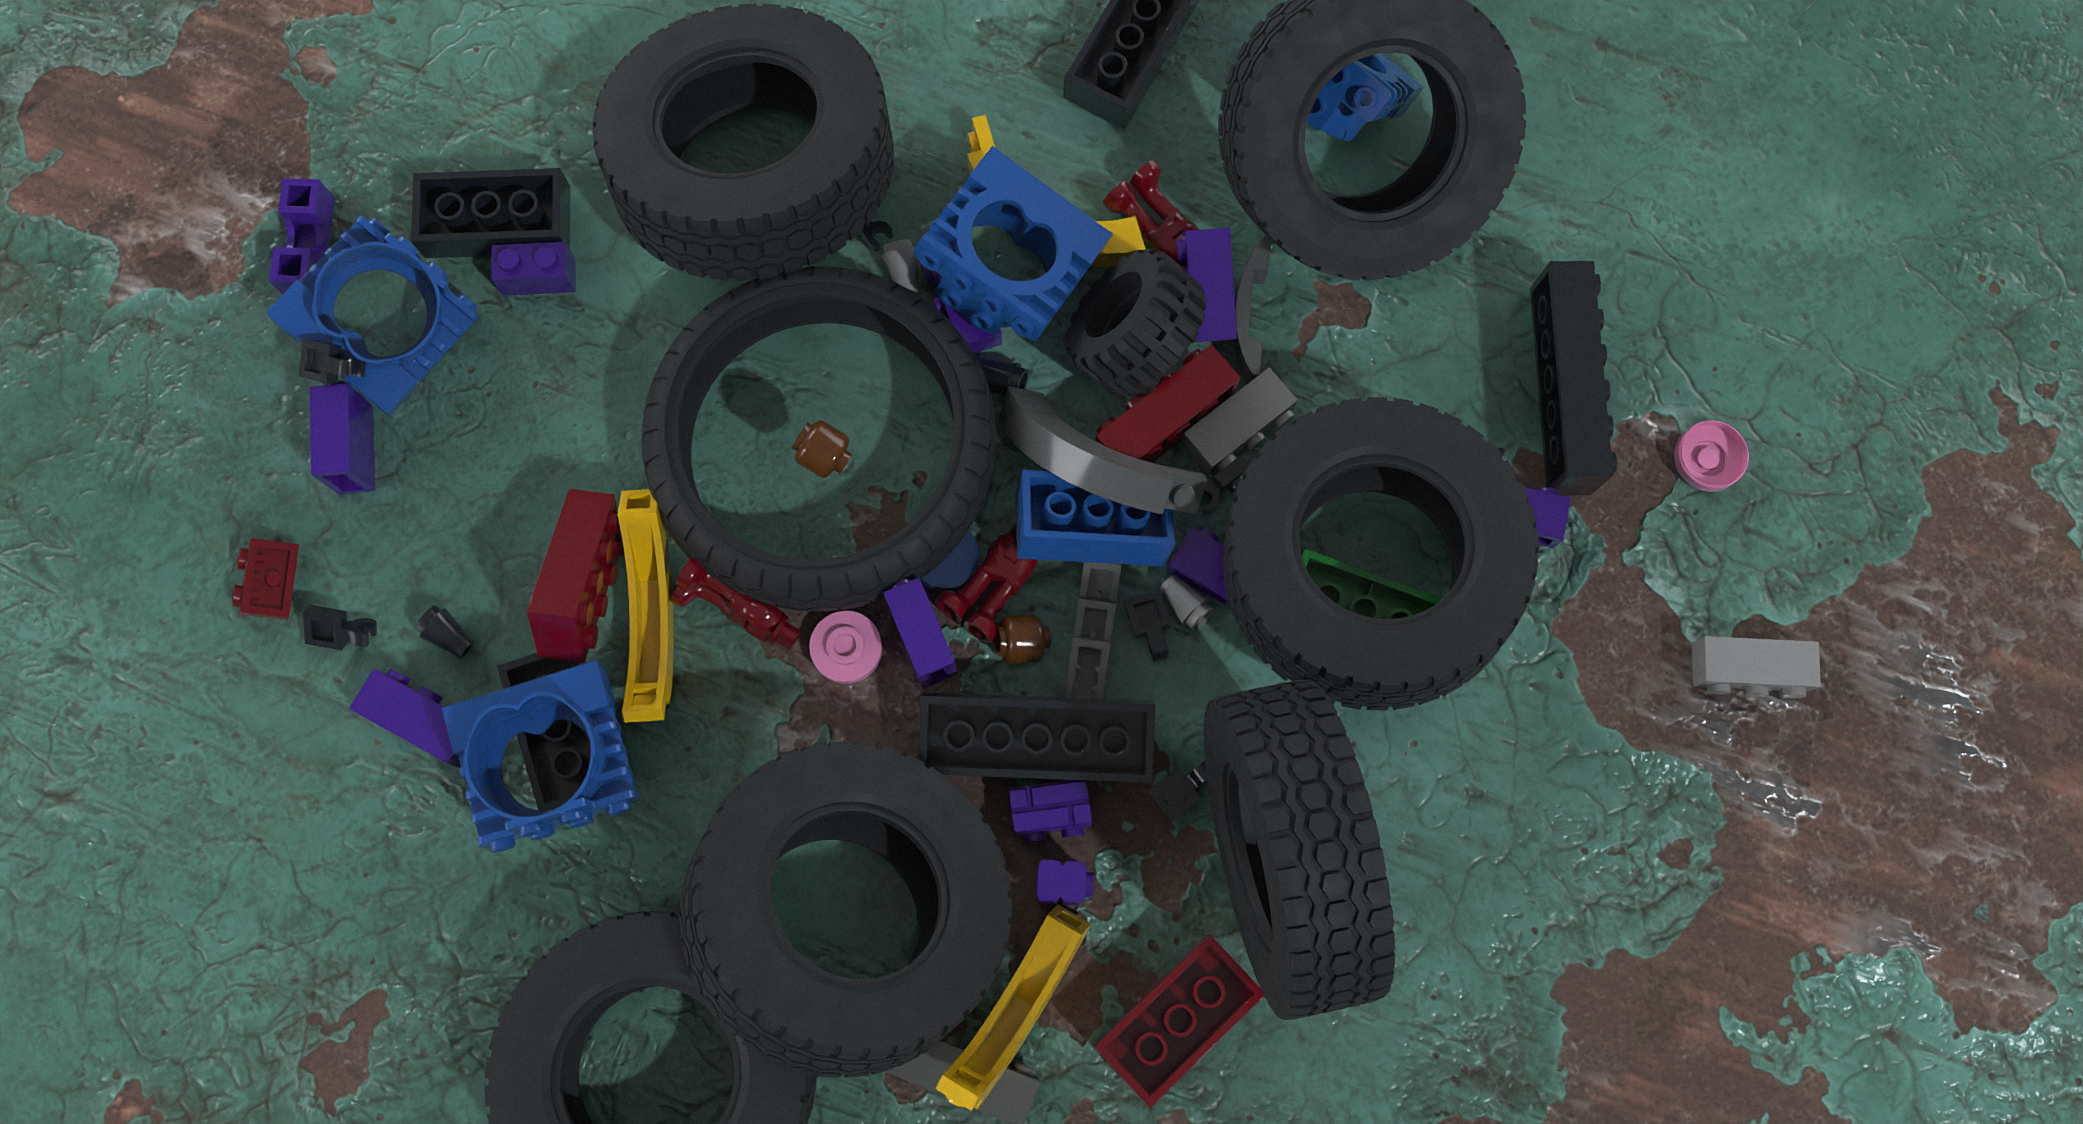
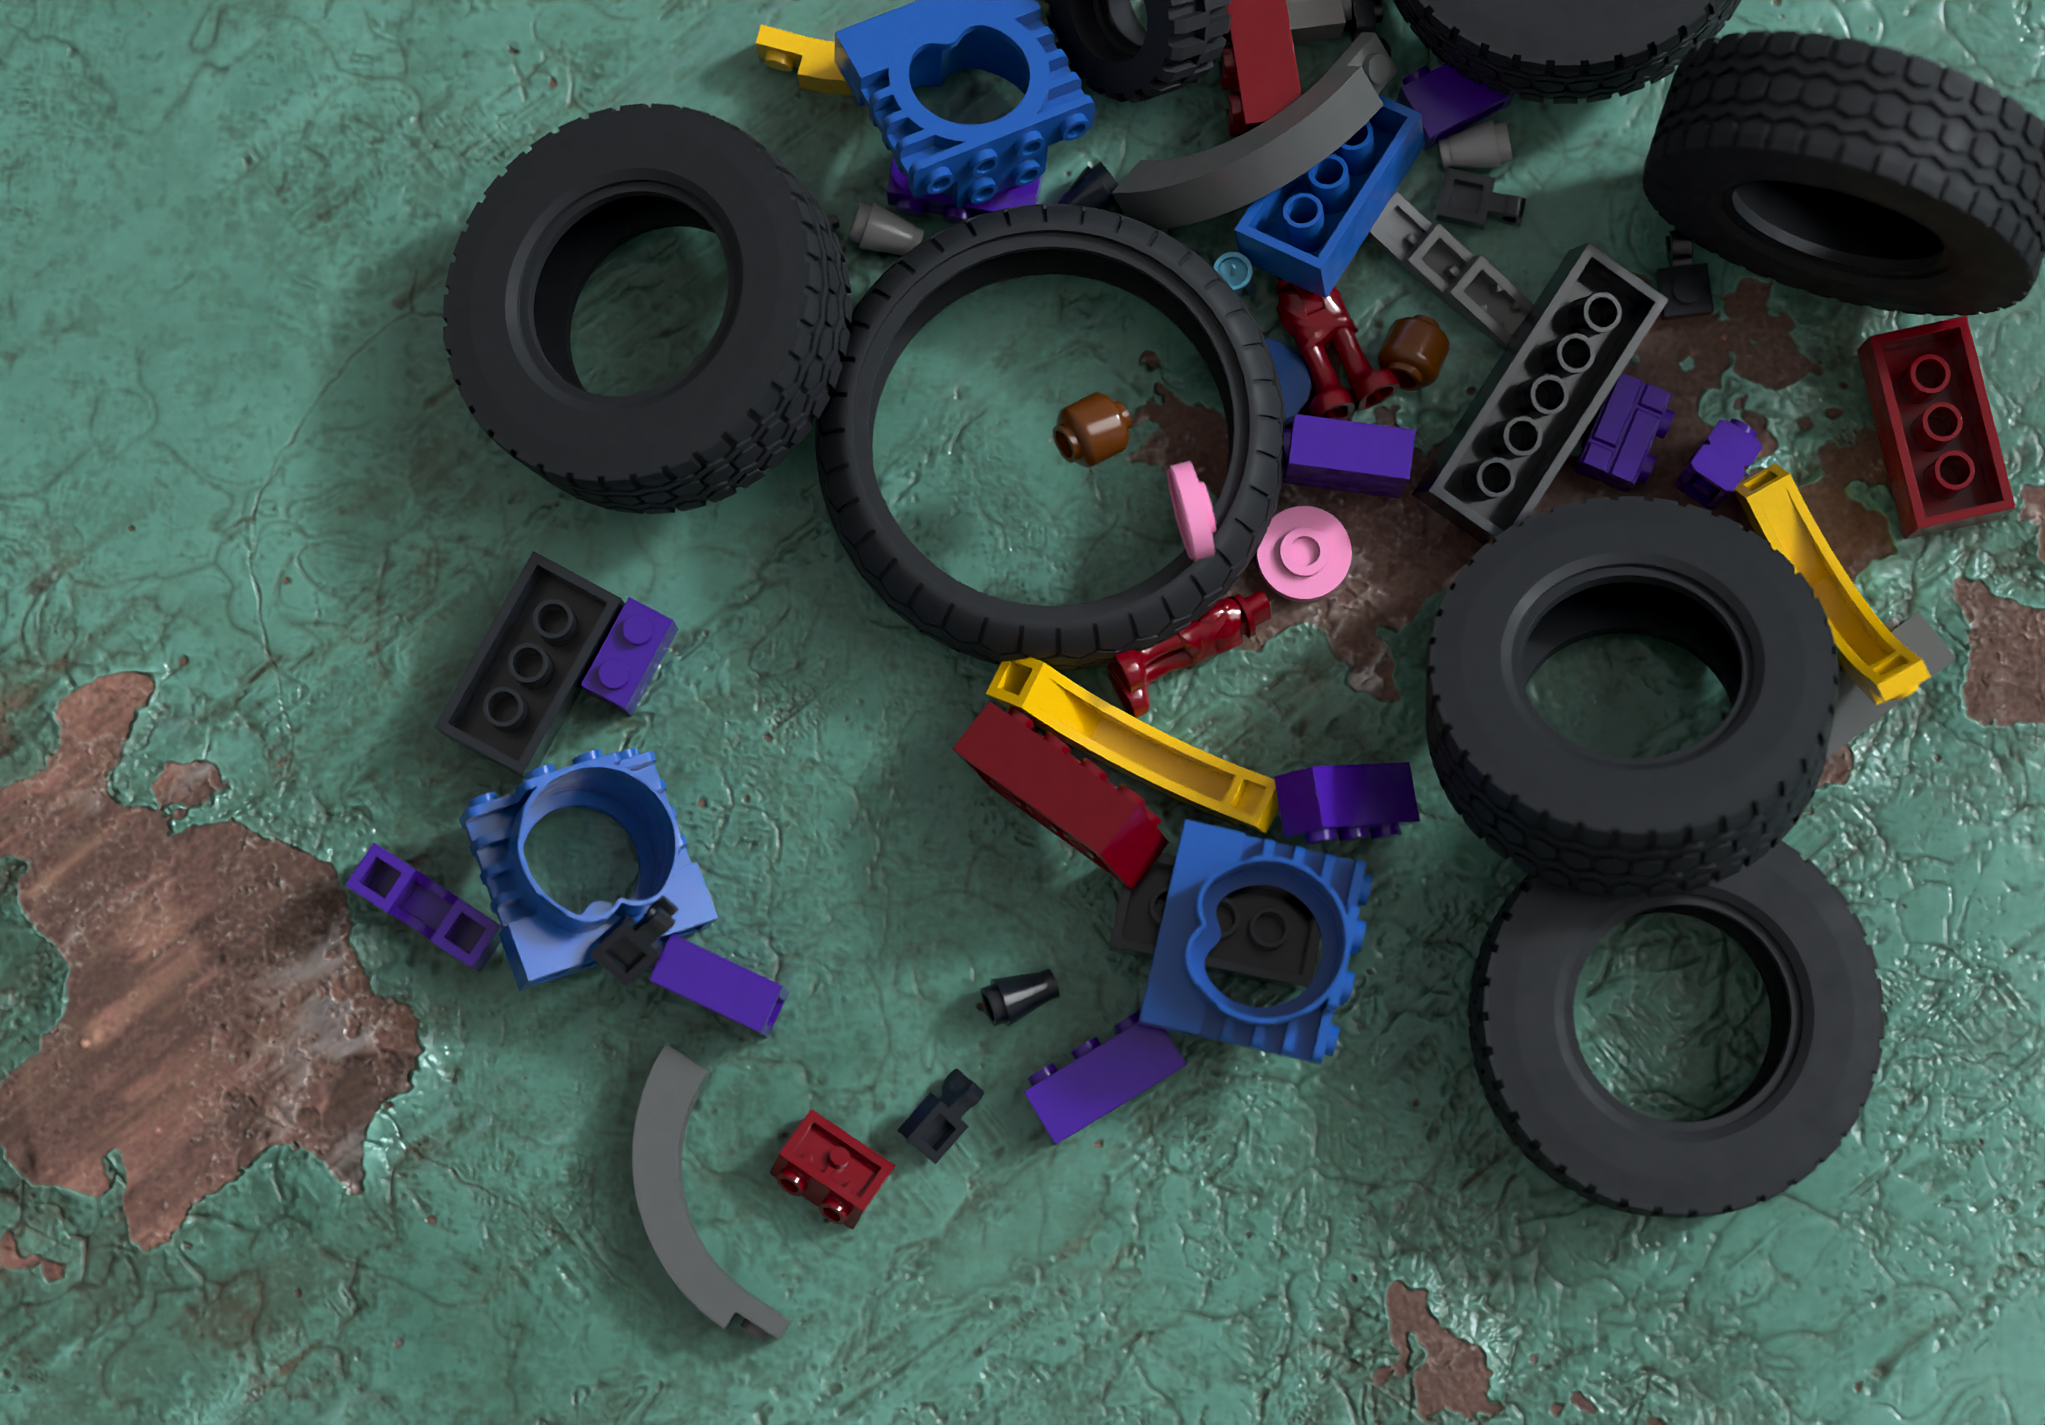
camera: 55 degrees left, 5 degrees up
(184, 493) = (662, 1204): none -> dark grey arch
(678, 764) = (1347, 801): none -> dark purple brick
(798, 539) = (1192, 510): none -> bright pink piece
(999, 493) = (1236, 271): none -> medium azure piece

